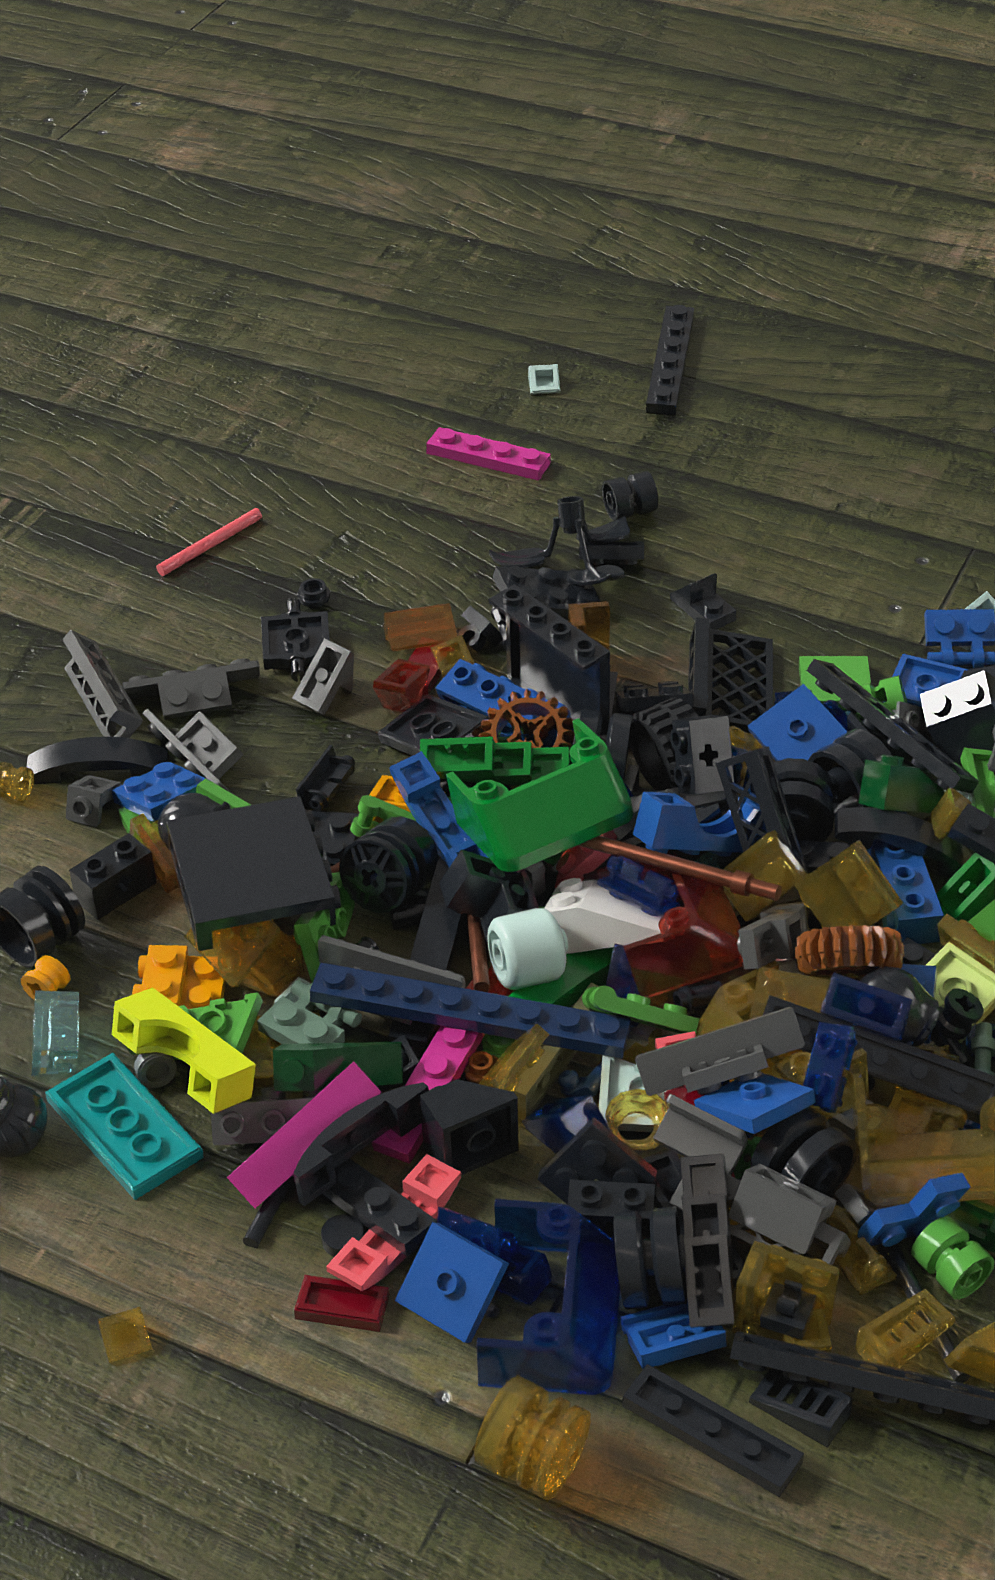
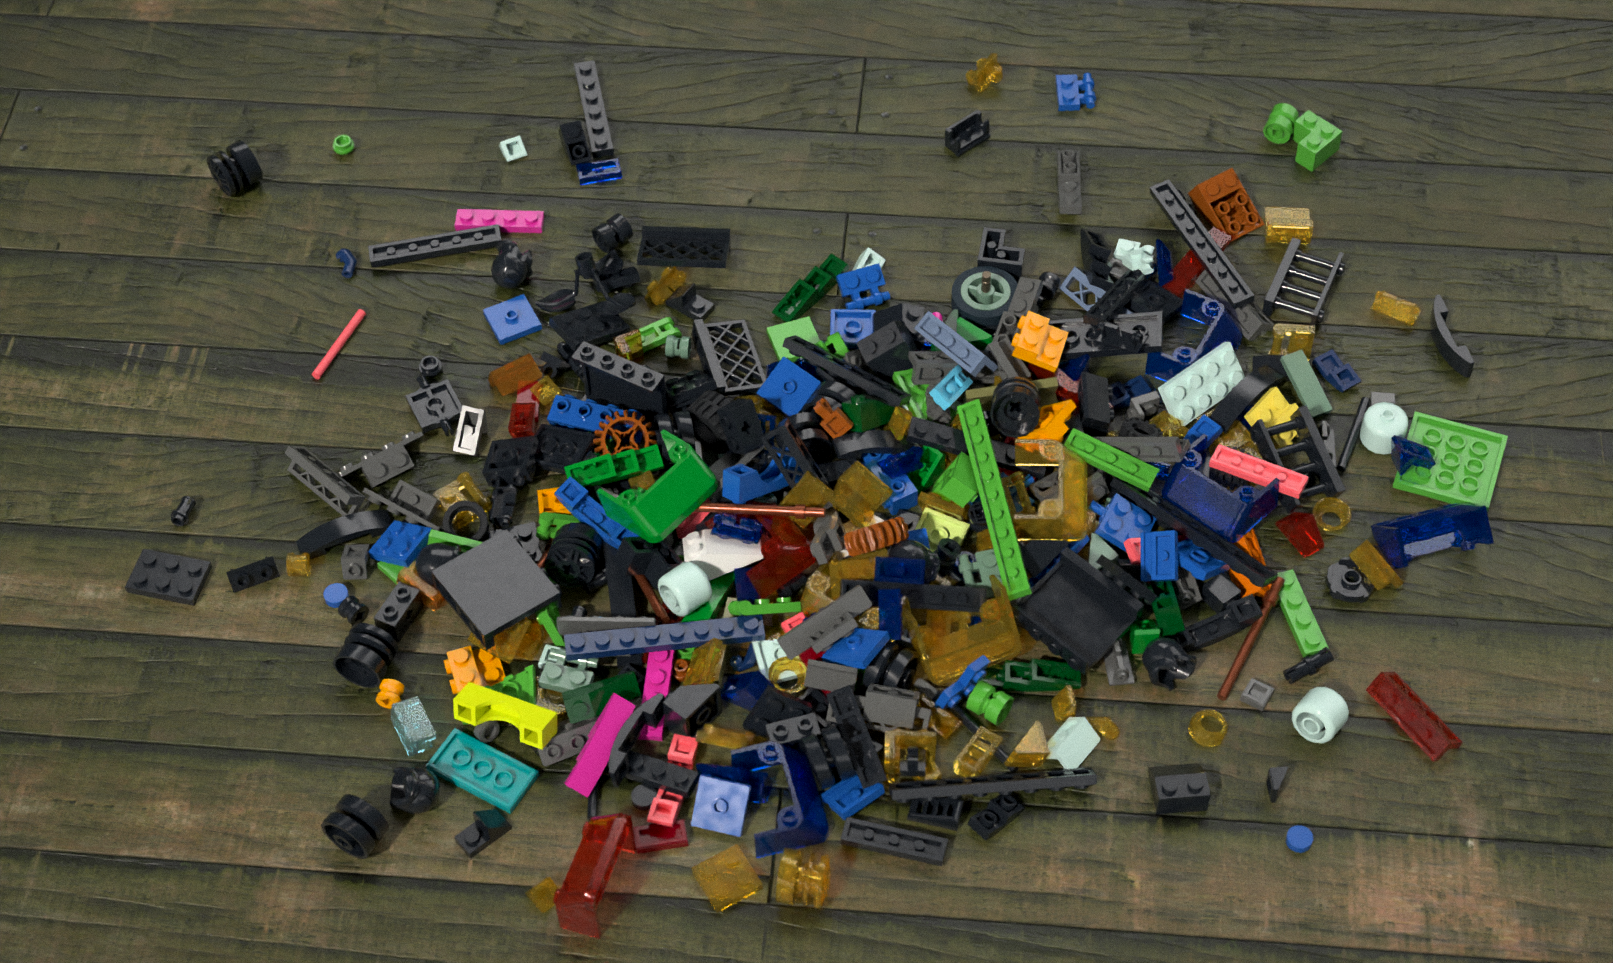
camera: 20 degrees left, 10 degrees up
(43, 835) = (335, 594): none -> tile
(54, 854) = (353, 610): none -> black wheel
(87, 1210) = (486, 829): none -> black slope
(180, 320) = (234, 168): none -> black wheel
(197, 1309) = (591, 871): none -> clear red windscreen
(257, 764) = (467, 506): none -> black tyre
(264, 764) = (451, 494): none -> clear yellow plate
(271, 454) = (349, 260): none -> dark blue arm
(330, 330) = (343, 144): none -> bright green plate
(362, 728) = (511, 461): none -> black plate
(389, 460) = (434, 245): none -> black plate
(417, 1401) = (727, 878): none -> clear yellow plate
(450, 566) = (512, 319): none -> plate
(475, 500) = (511, 265): none -> black hair
(505, 1185) = (724, 738): none -> clear yellow plate
(625, 384) = (574, 143): none -> black slope
(641, 628) = (653, 336): none -> bright green plate
(646, 428) = (597, 171): none -> clear blue tile
(662, 648) = (678, 347): none -> sand green wheel
(665, 575) = (658, 289): none -> clear yellow hinge
(723, 530) = (689, 239): none -> black fence
(846, 783) = (835, 421): none -> dark orange plate
(880, 627) = (810, 290): none -> dark green slope
(906, 1443) = (996, 816): none -> black slope
(931, 867) = (902, 463): none -> clear blue hinge

